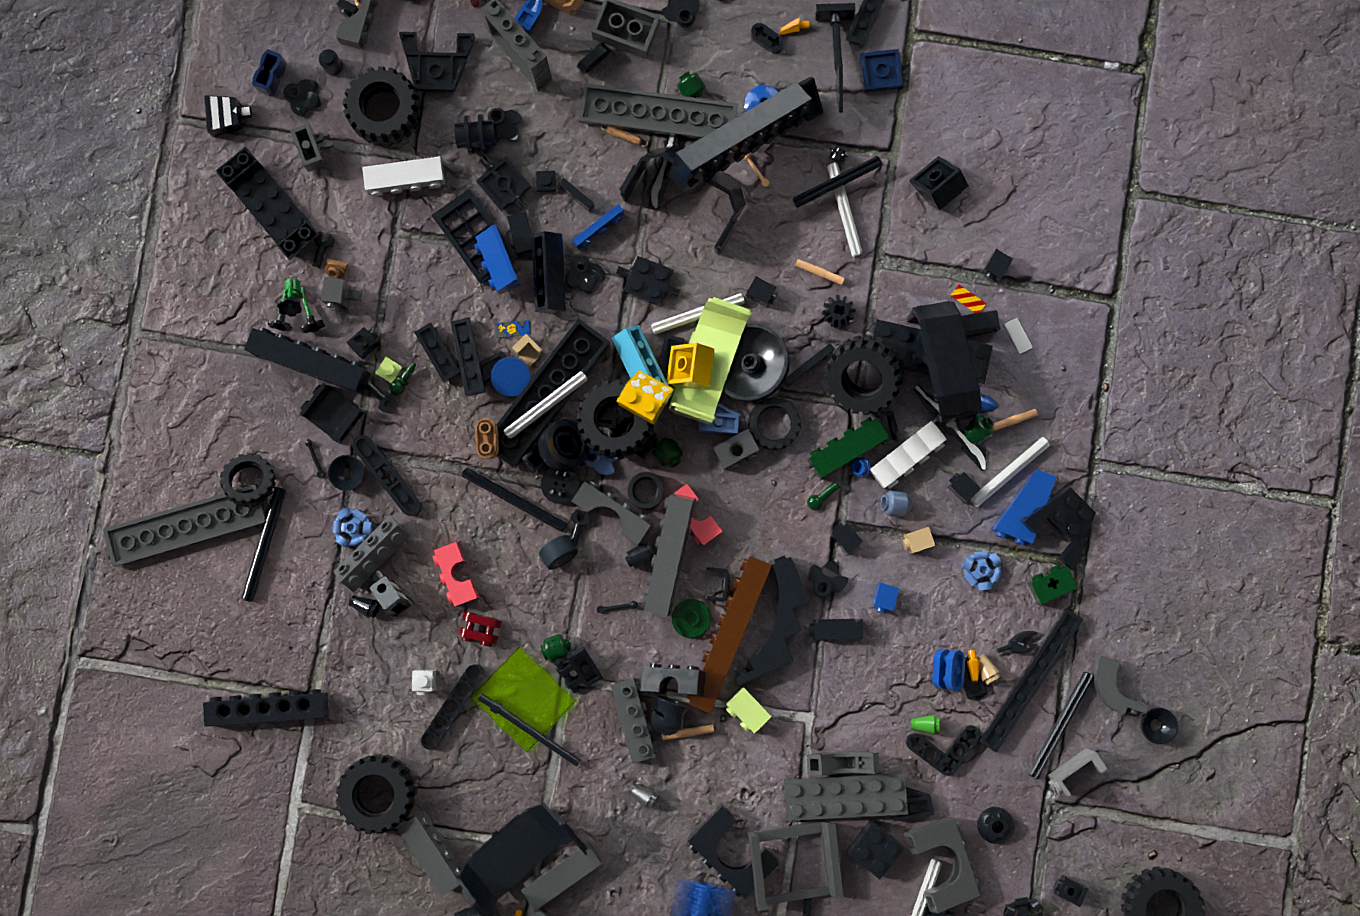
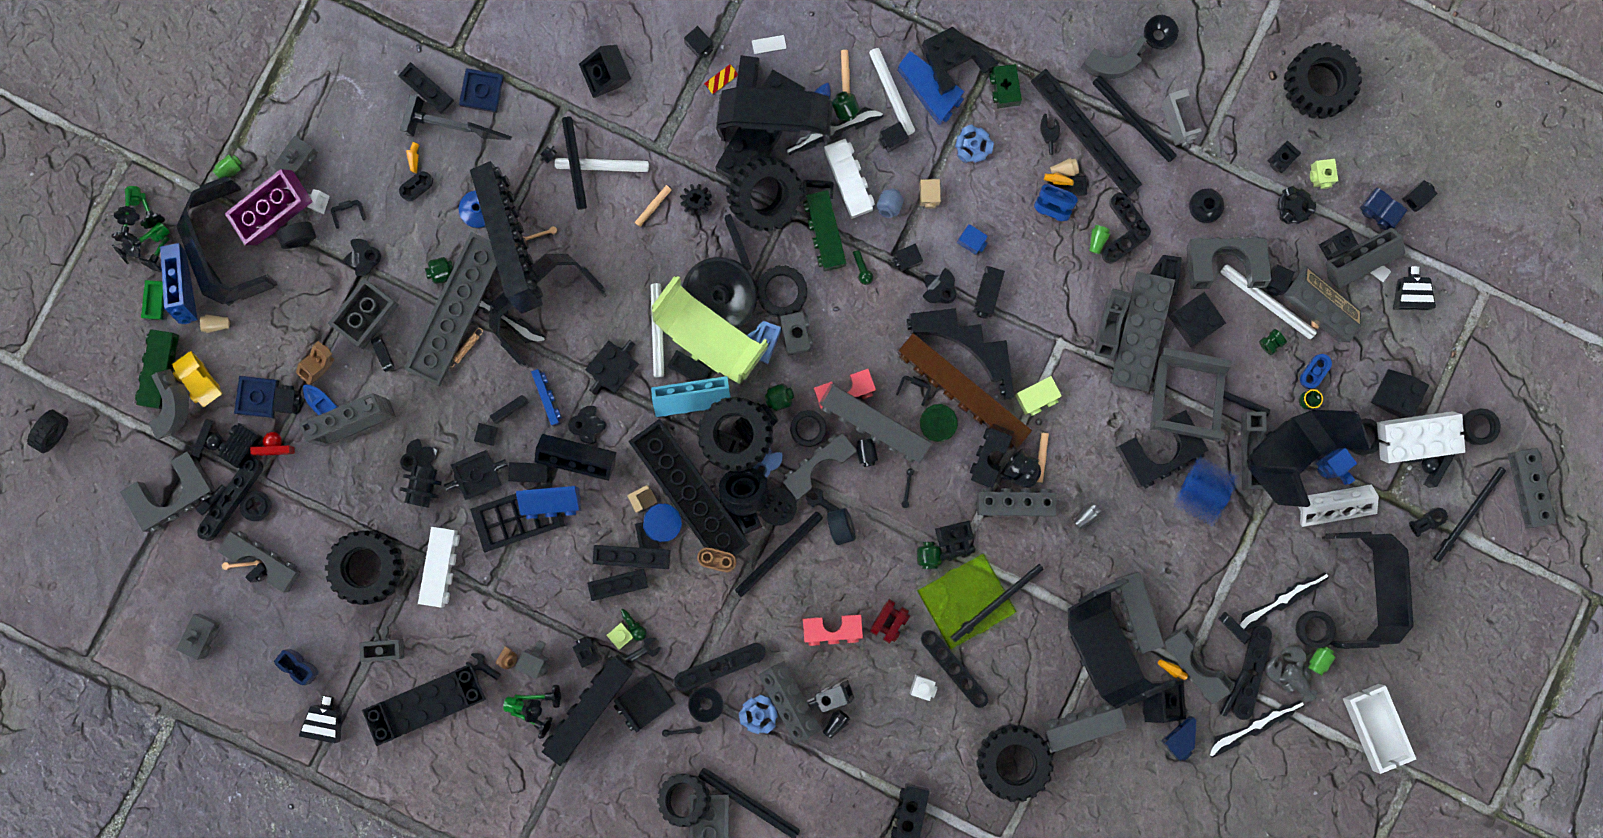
camera: 80 degrees left, 0 degrees up
(305, 96) = (331, 640): black plate -> none
(330, 62) = (305, 605): black brick -> none
(436, 69) = (345, 506): black wing -> none
(512, 328) = (616, 508): sticker -> none
(545, 405) = (701, 496): white axle -> none
(645, 396) = (724, 398): yellow slope -> none
(690, 365) = (705, 351): yellow slope -> none
(761, 292) = (655, 264): black brick -> none
(815, 105) = (479, 159): black tile -> none
(861, 467) = (846, 224): blue plate -> none

